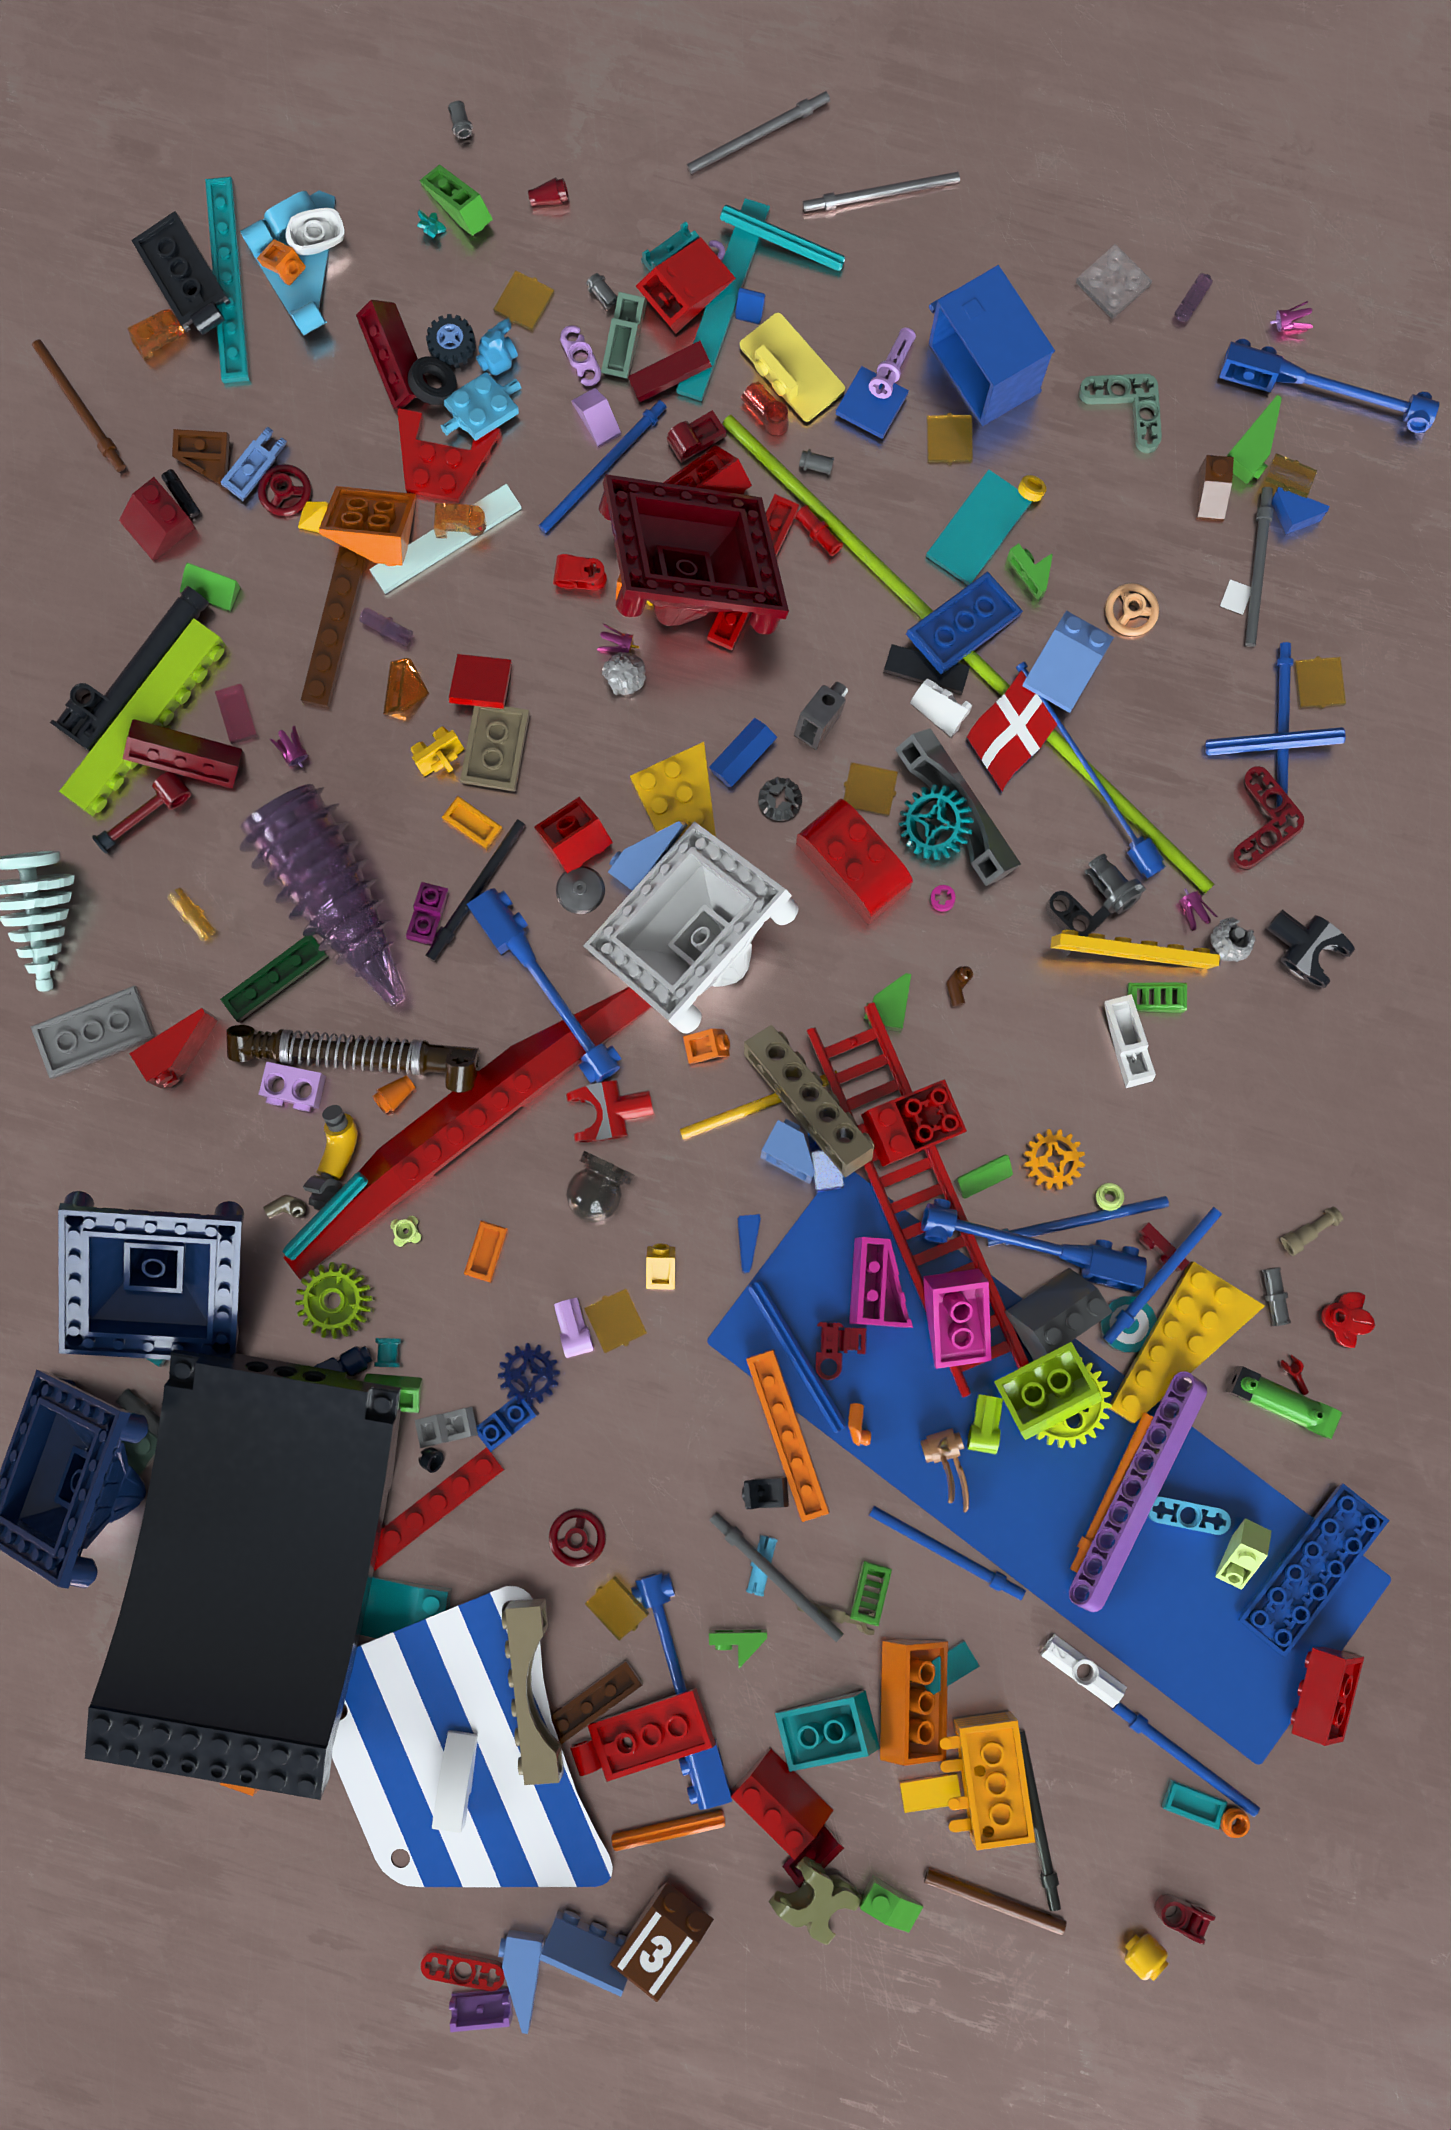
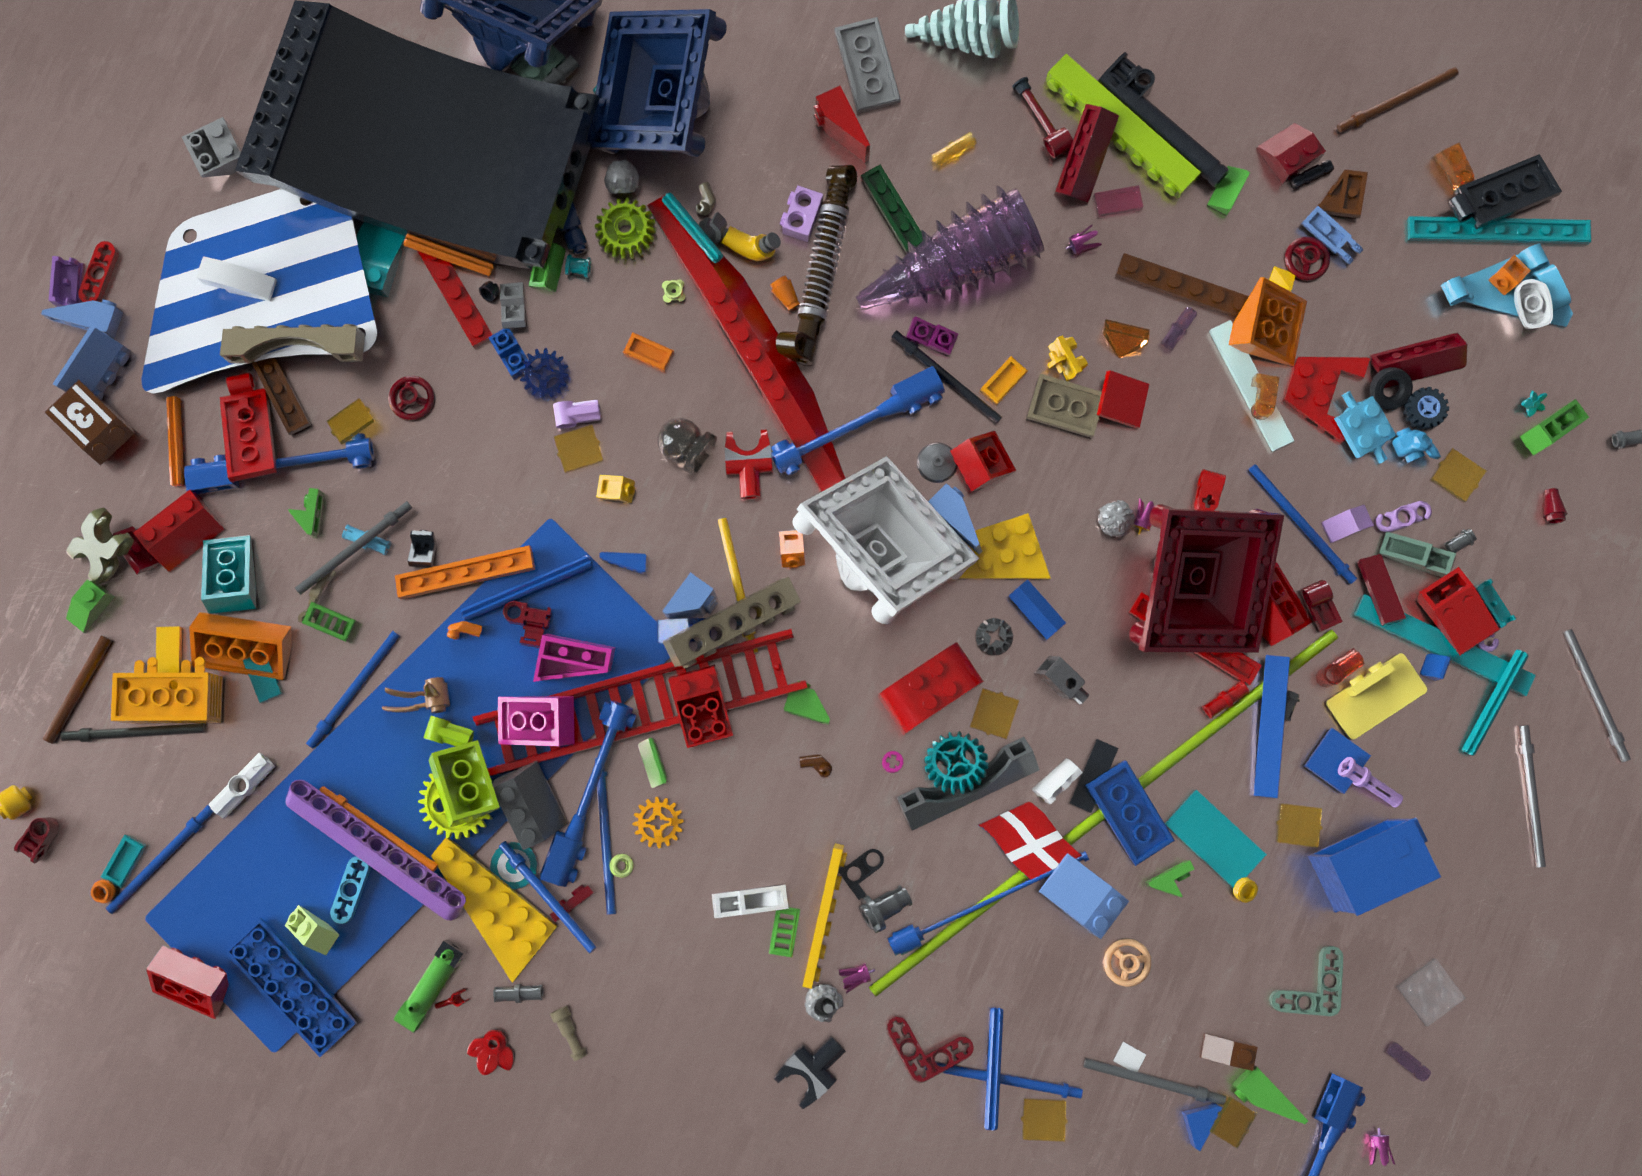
camera: 95 degrees right, 0 degrees up
(270, 1313) = (621, 177): none -> light grey piece
(285, 1841) = (214, 149): none -> light grey slope
(391, 1516) = (448, 254): none -> orange axle
(843, 475) = (1272, 726): none -> blue tile

